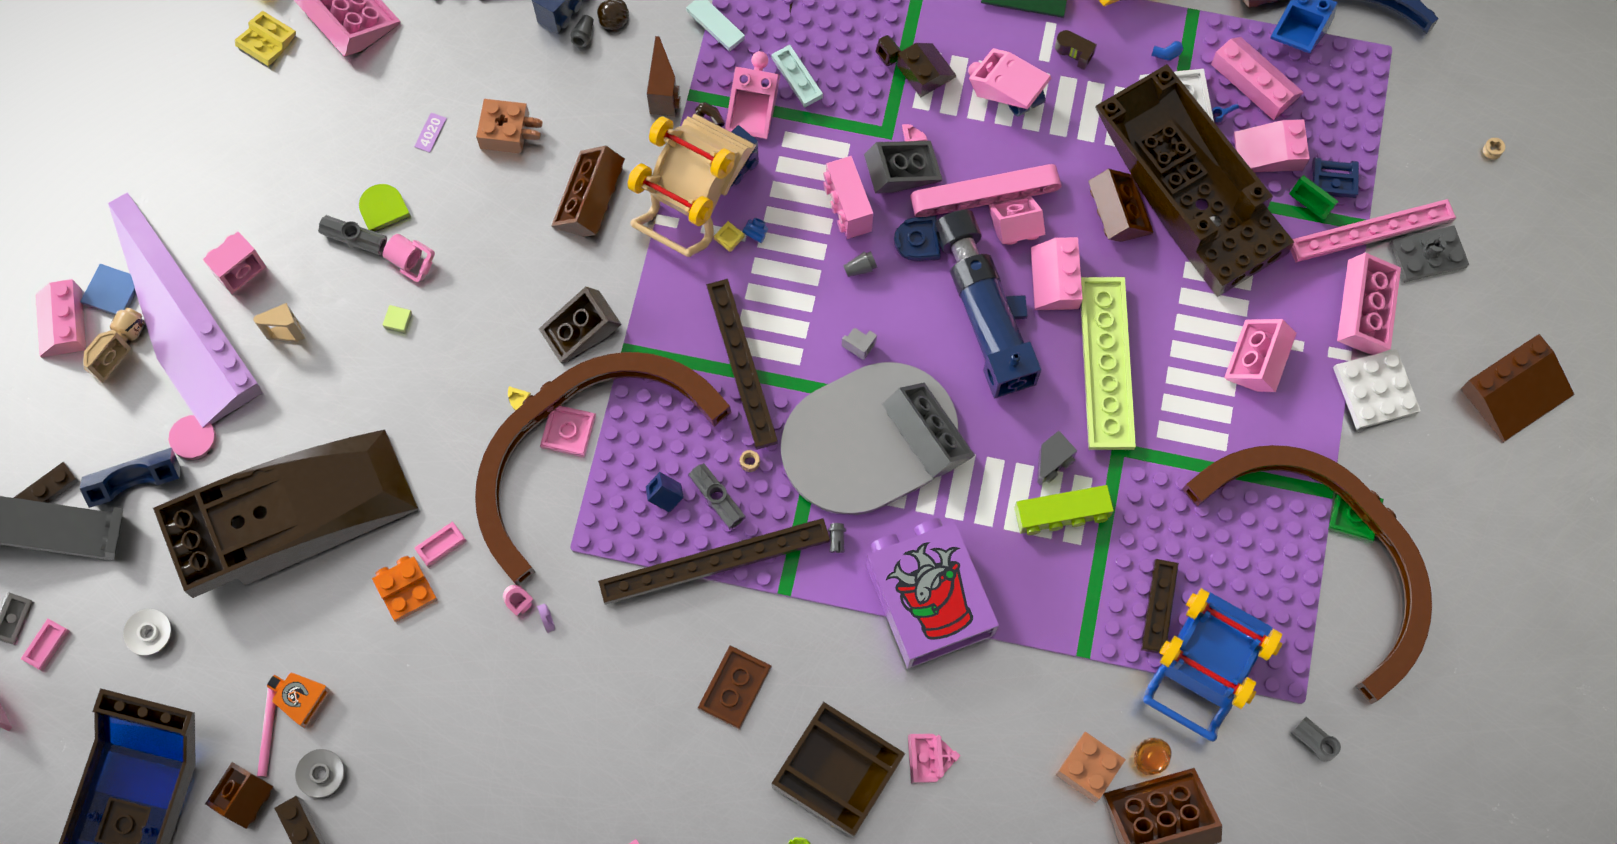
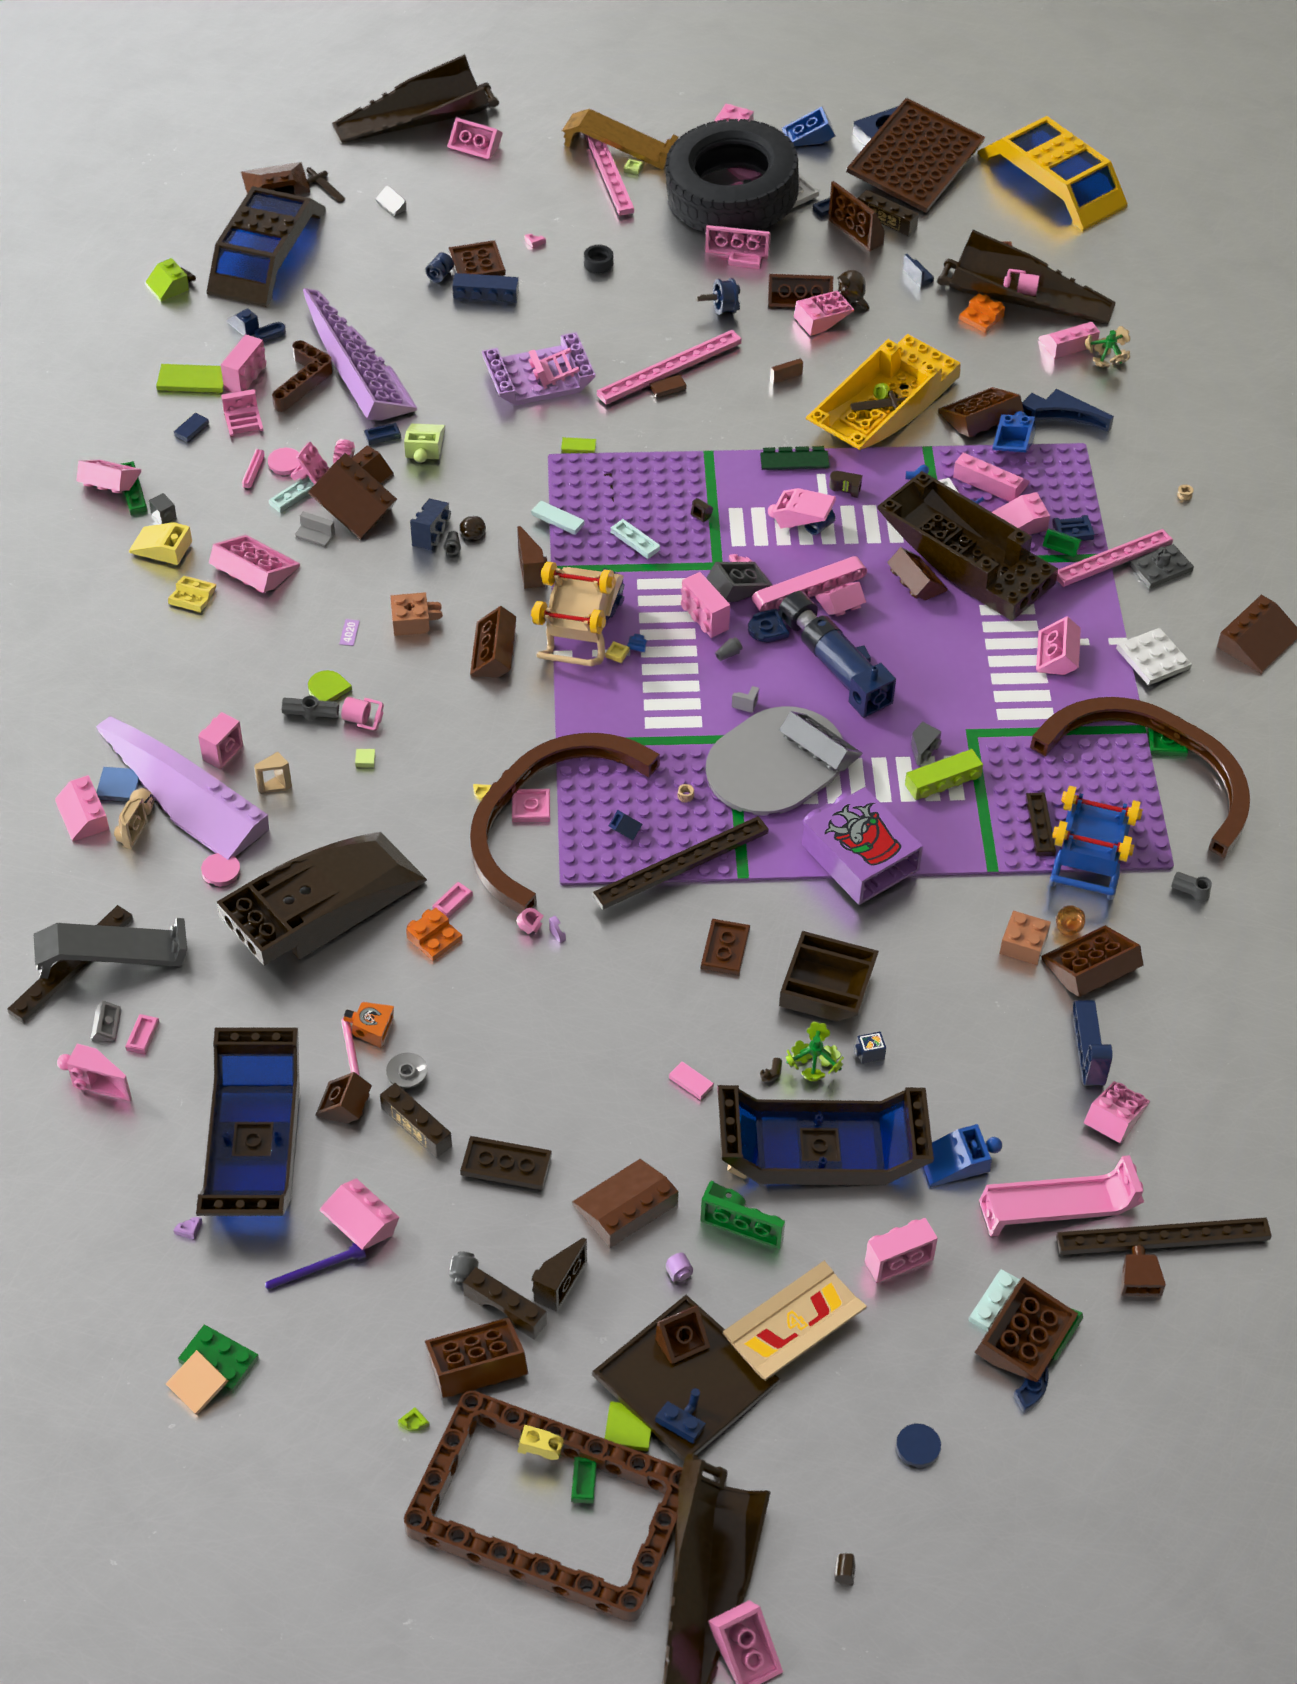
camera: 15 degrees left, 20 degrees down
(108, 483) = (186, 897): dark blue arch -> none
(137, 628) = (225, 999): white dish -> none
(579, 324) = (517, 731): dark brown slope -> none
(724, 507) = (668, 818): dark grey piece -> none
(742, 364) = (657, 730): dark brown plate -> none
(750, 102) = (606, 554): bright pink slope -> none
(837, 537) = (774, 831): dark grey pin -> none
(924, 67) = (732, 516): dark brown slope -> none
(929, 757) = (896, 960): bright pink slope -> none
(1056, 274) = (884, 627): bright pink slope -> none
(1107, 364) = (943, 676): yellowish green plate -> none
(1369, 304) = (1128, 600): bright pink brick -> none

